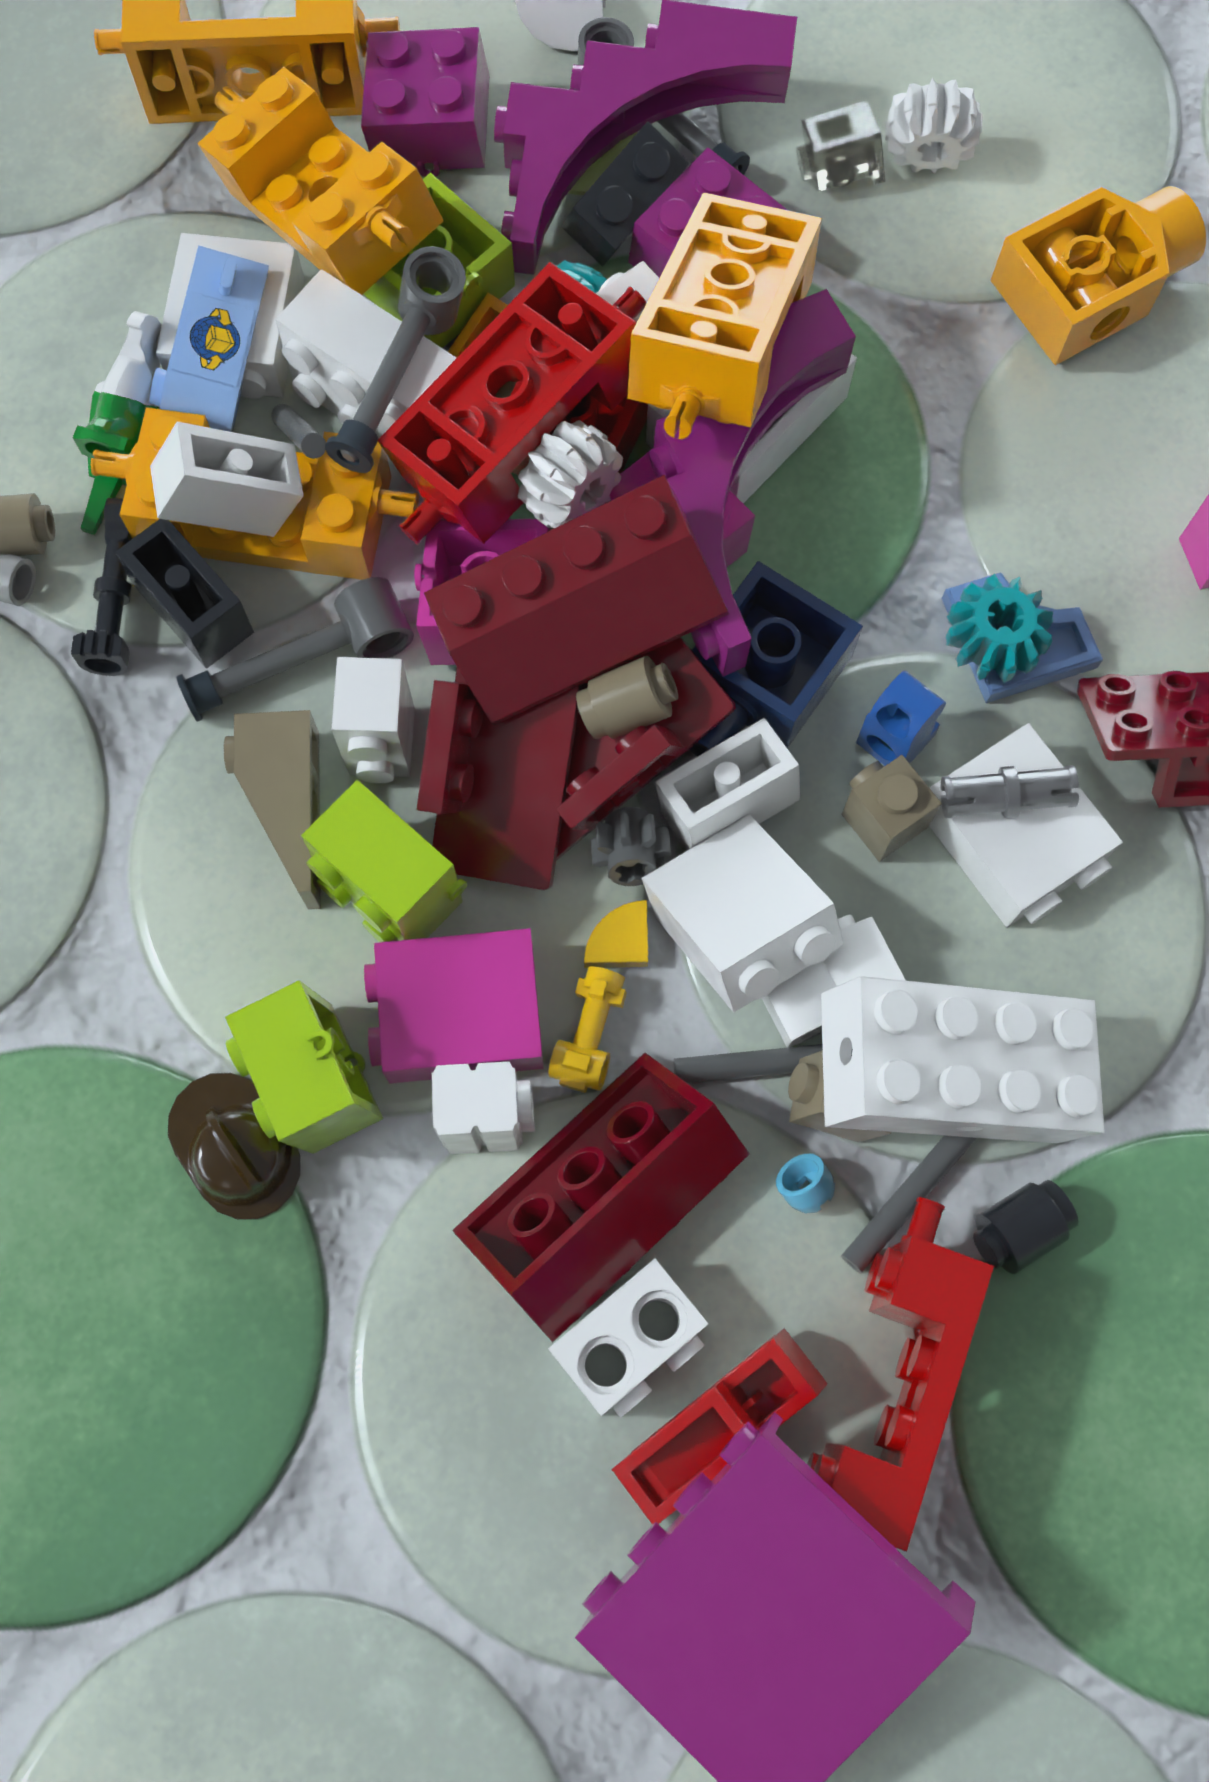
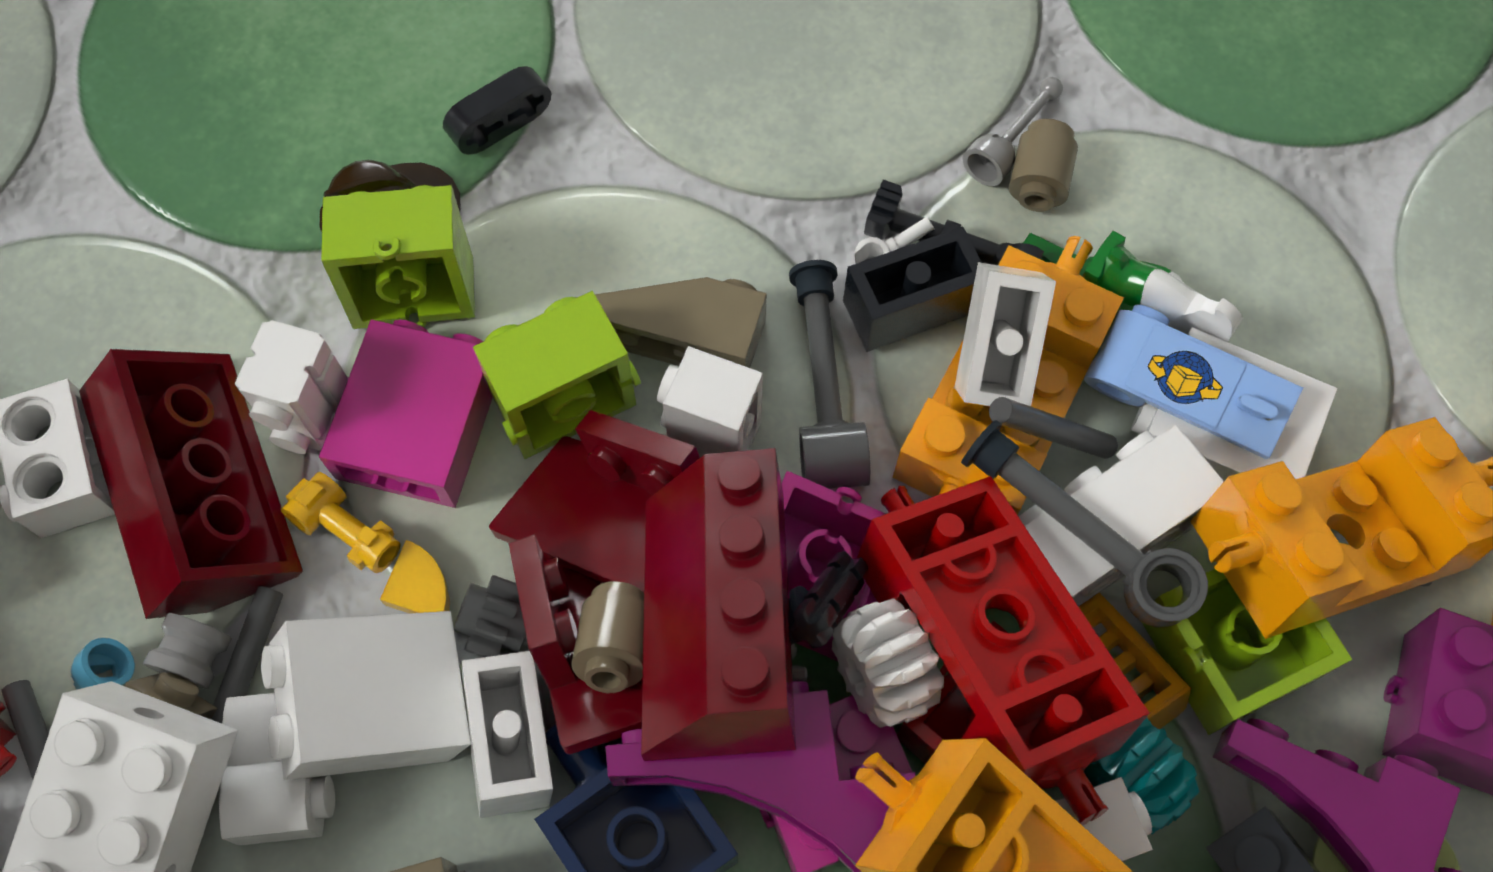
camera: 110 degrees right, 5 degrees down
(86, 1069) = (497, 110): none -> black beam
(143, 639) = (875, 247): none -> white hand
(520, 528) = (828, 600): none -> black axle
(762, 1108) = (188, 649): none -> light grey wheel

